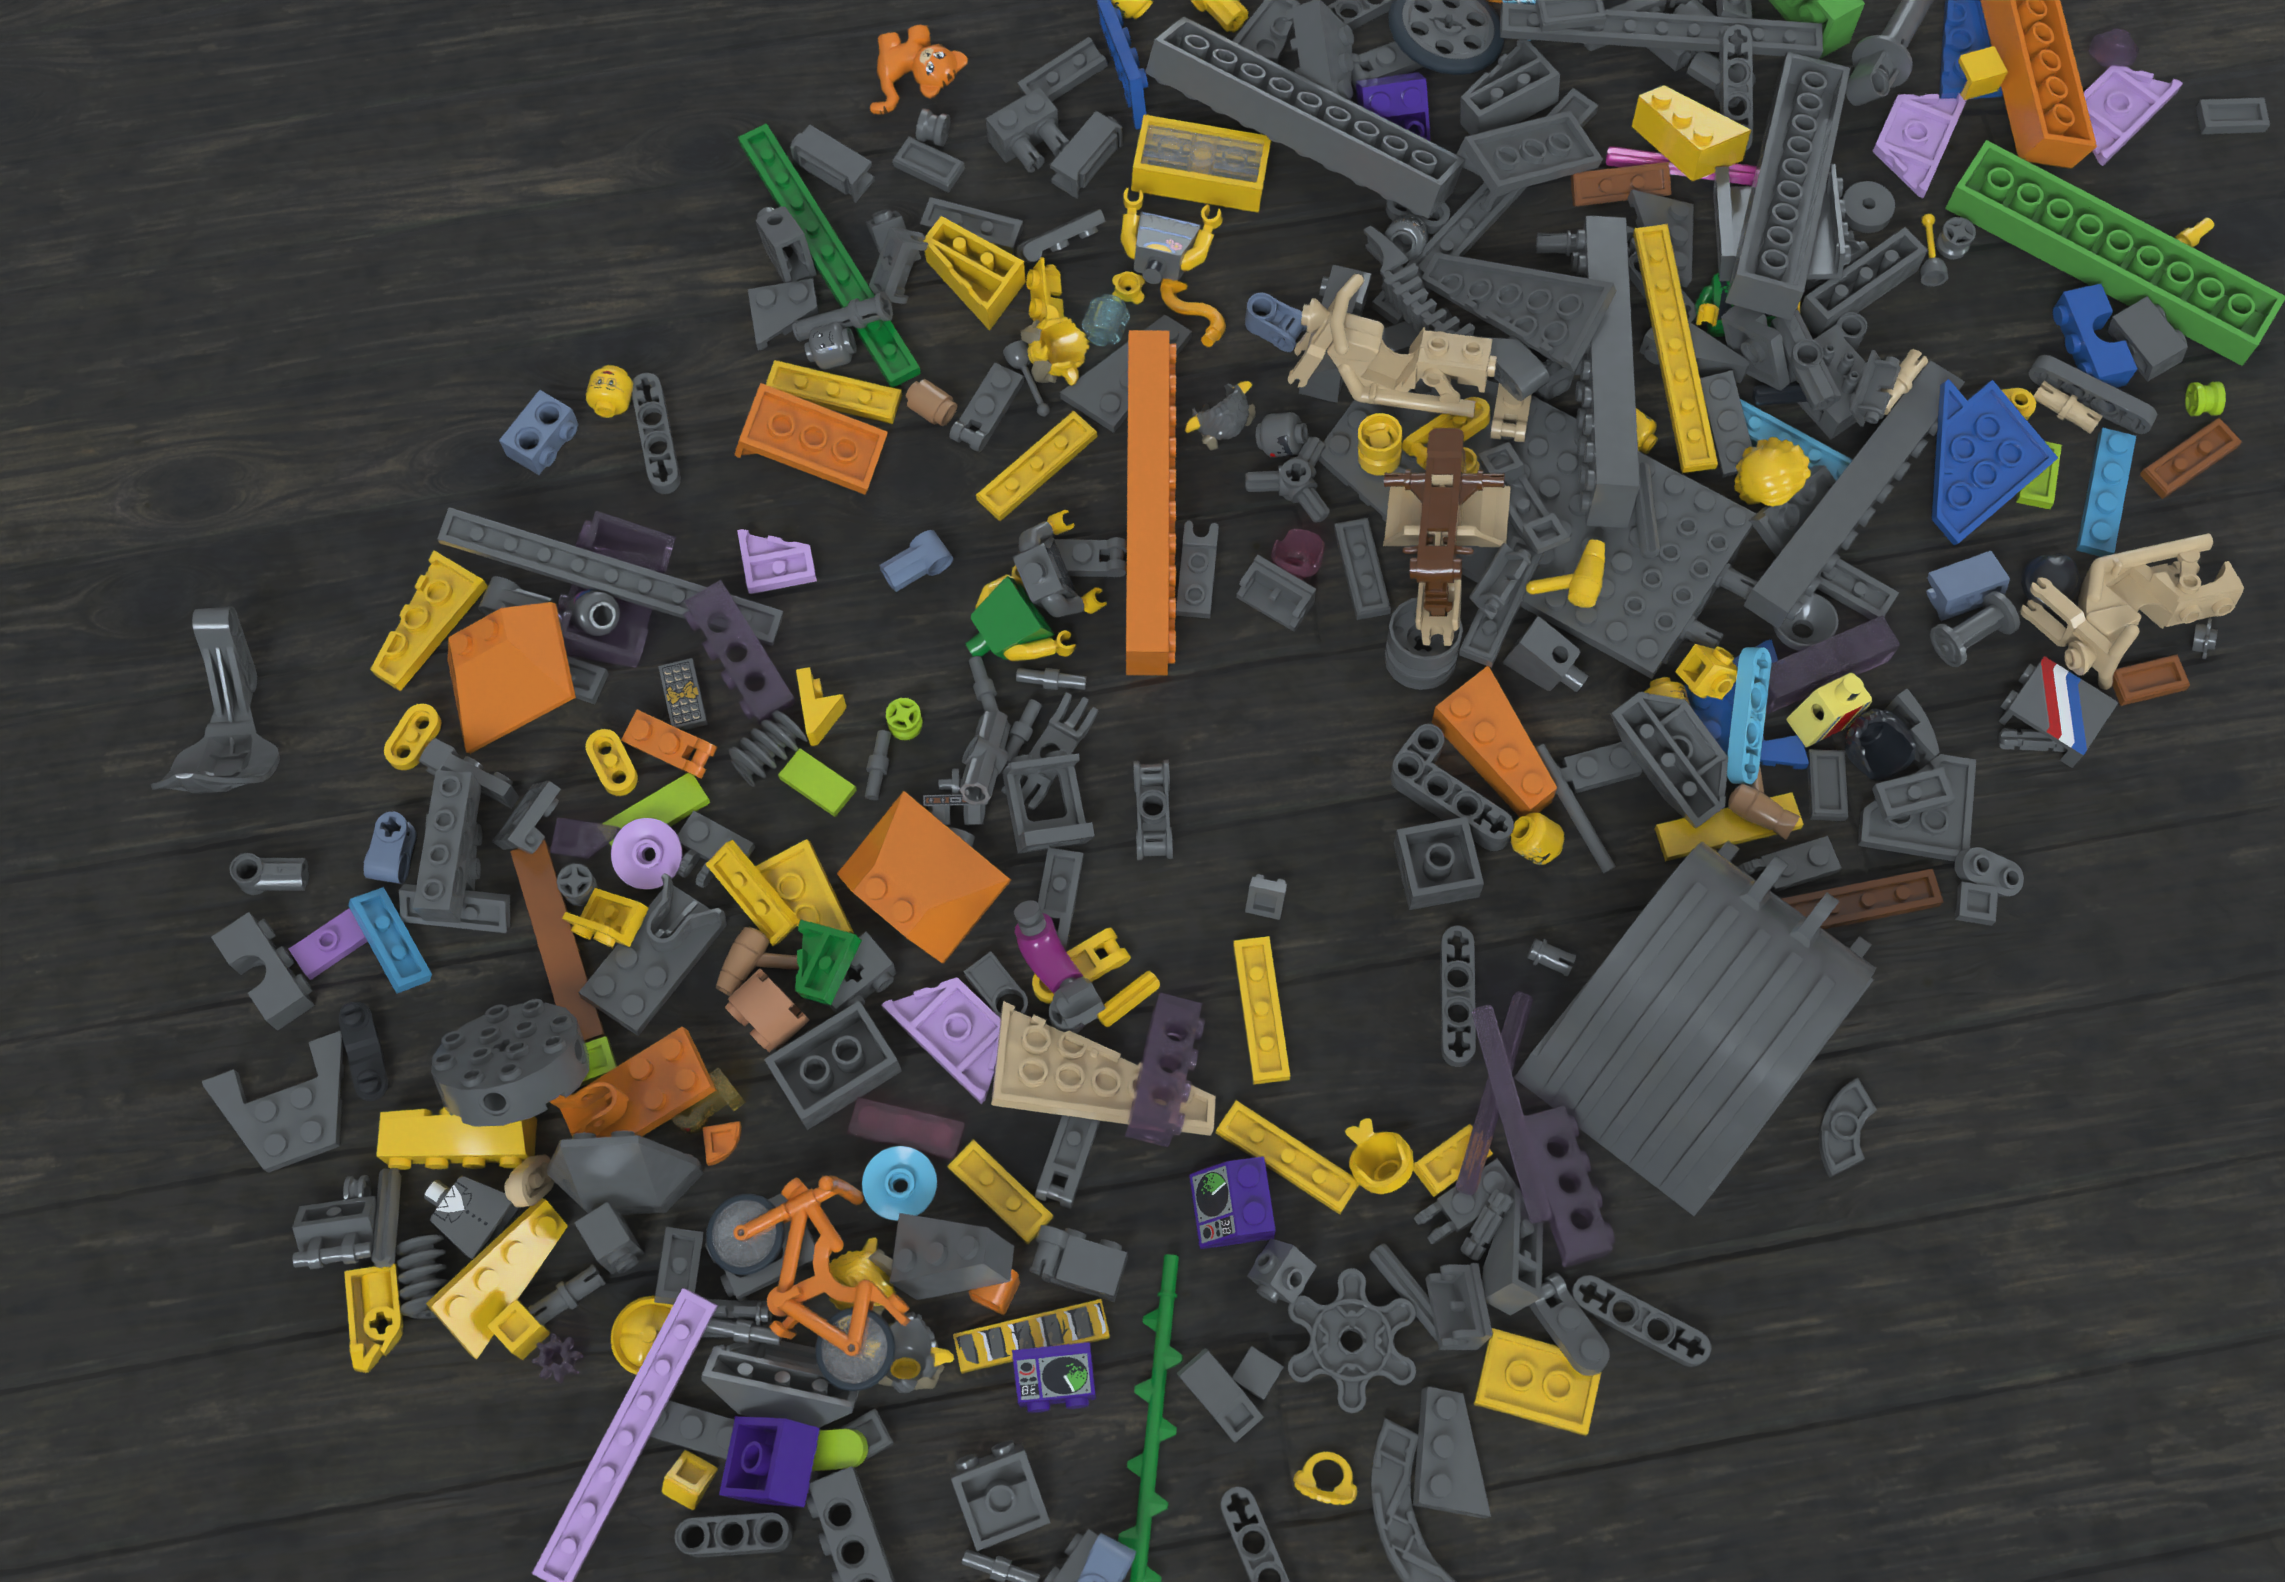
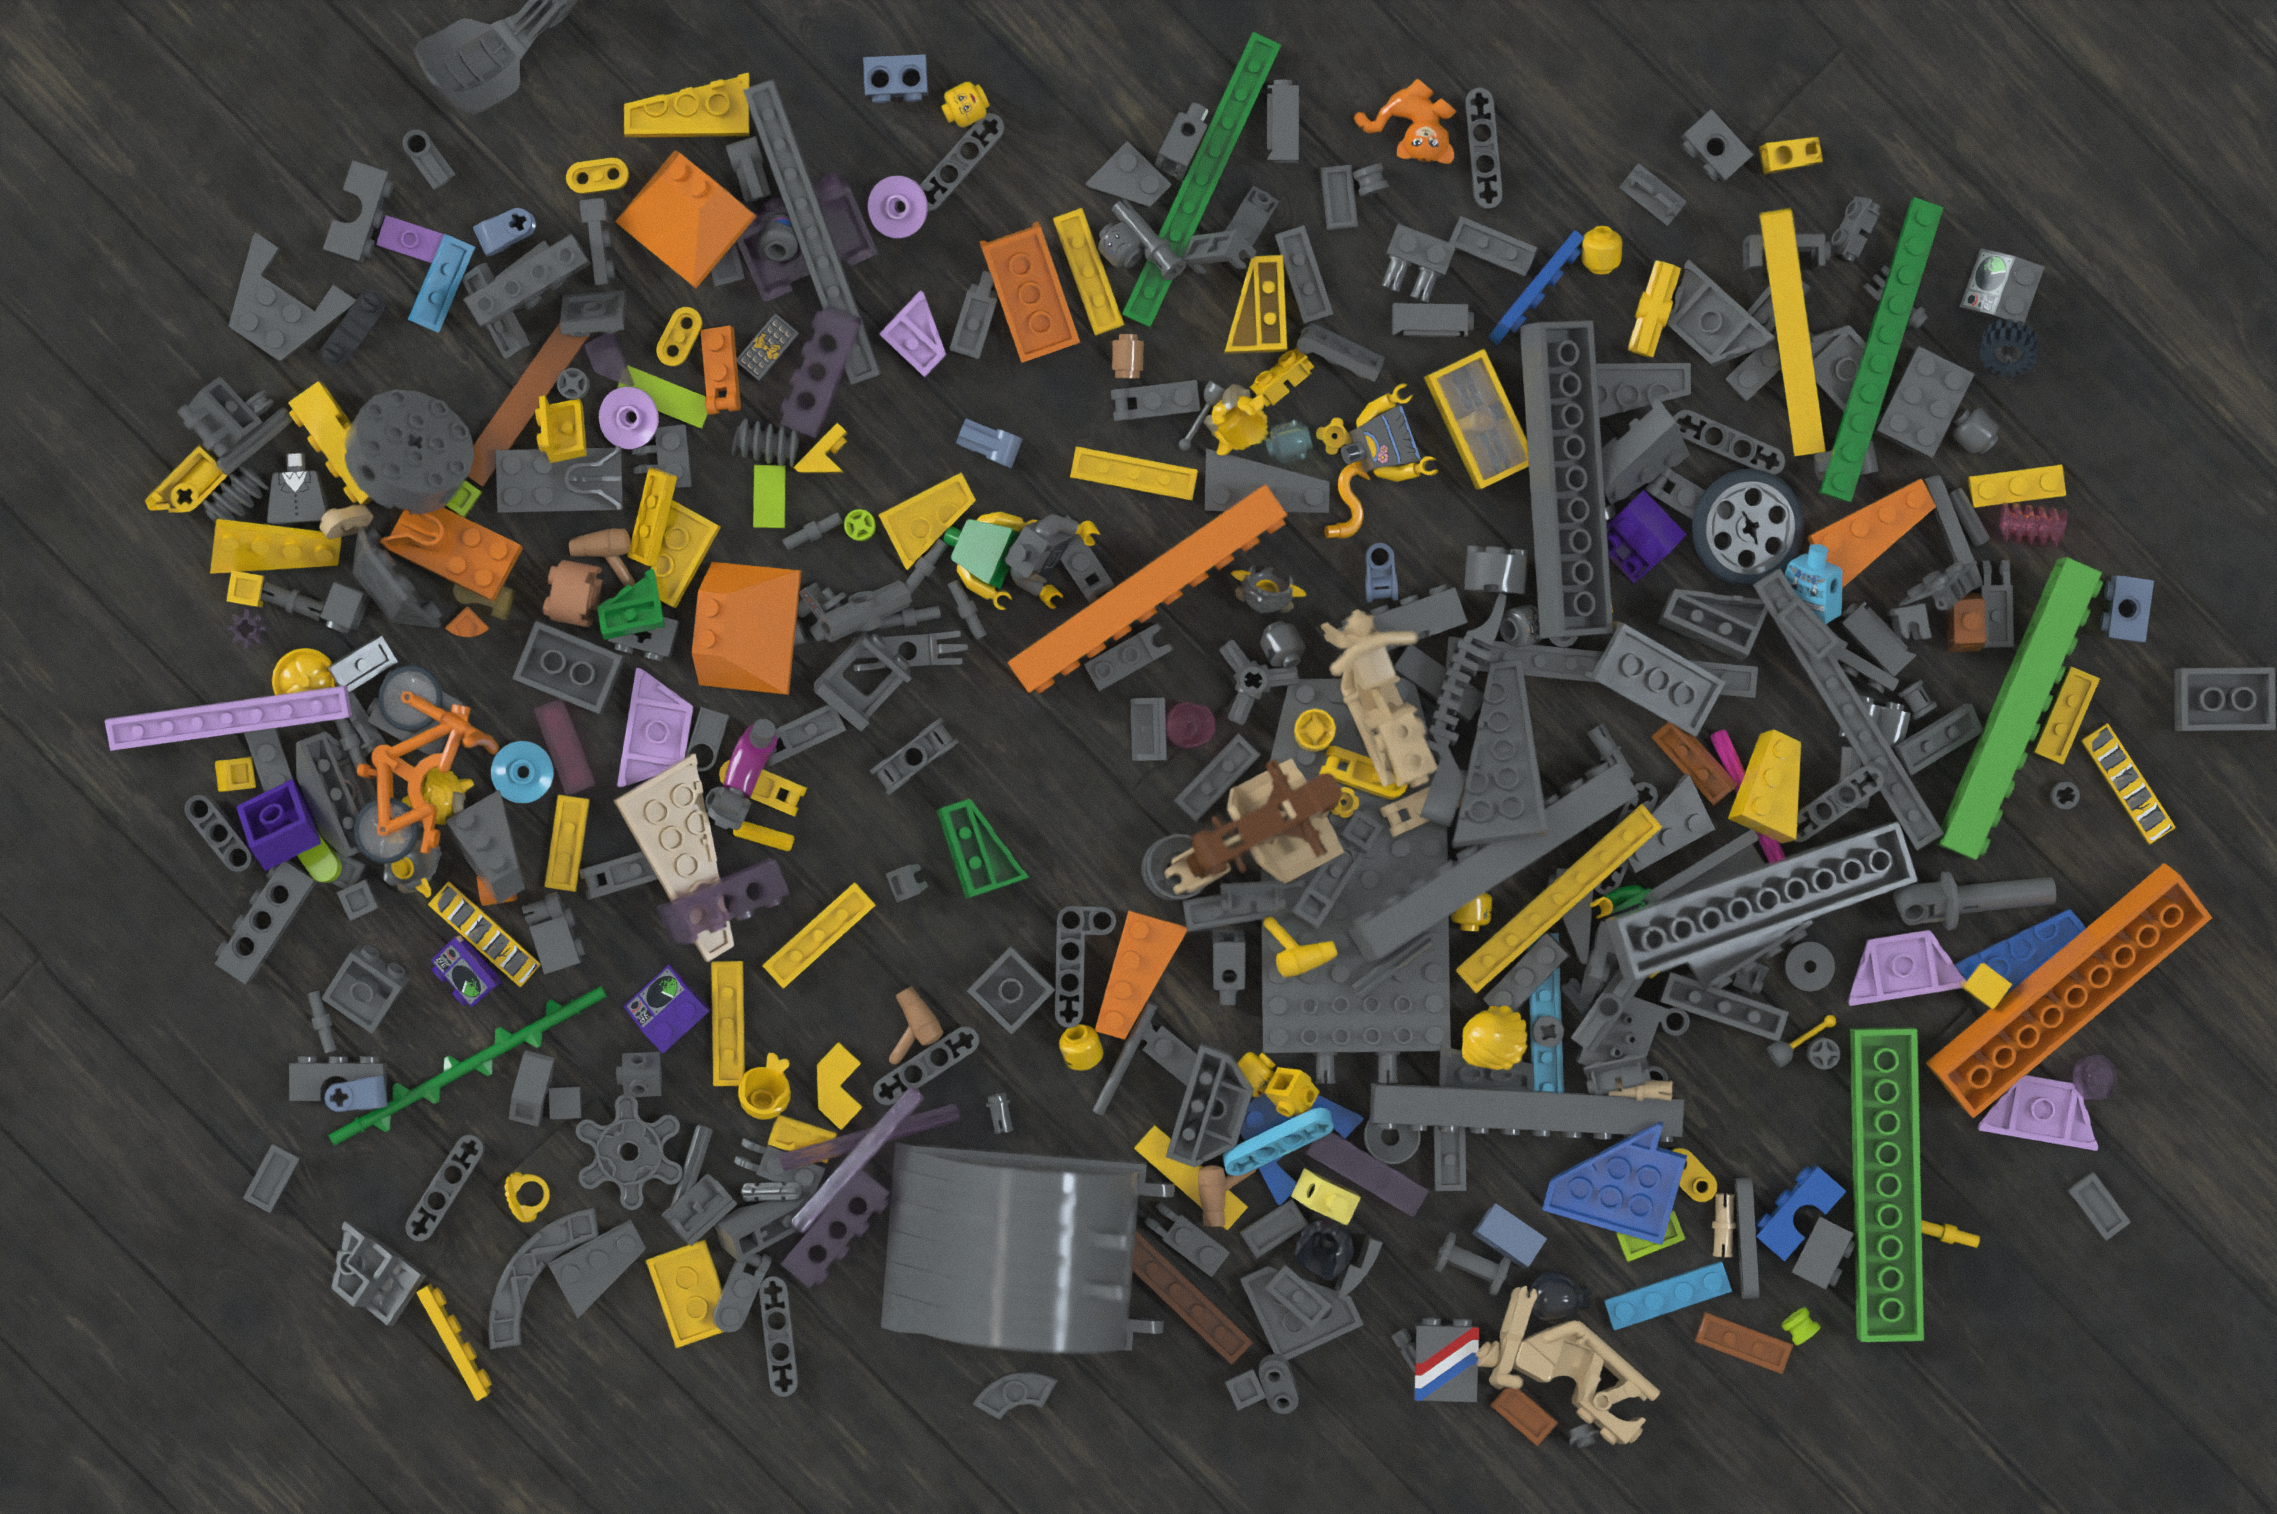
camera: 55 degrees right, 20 degrees up
(648, 484) = (884, 209): none -> lavender dish
(798, 503) = (975, 318): none -> dark grey hinge
(904, 1437) = (358, 900): none -> dark grey tile
(940, 658) = (925, 517): none -> yellow wing
(979, 31) = (1486, 148): none -> dark grey beam
(1280, 808) = (976, 850): none -> green wedge
(1341, 224) = (1496, 570): none -> dark grey brick
(1414, 971) = (921, 1023): none -> medium nougat piece
(1433, 1105) = (832, 1098): none -> yellow tile
(1795, 422) = (1543, 1028): none -> dark grey wheel

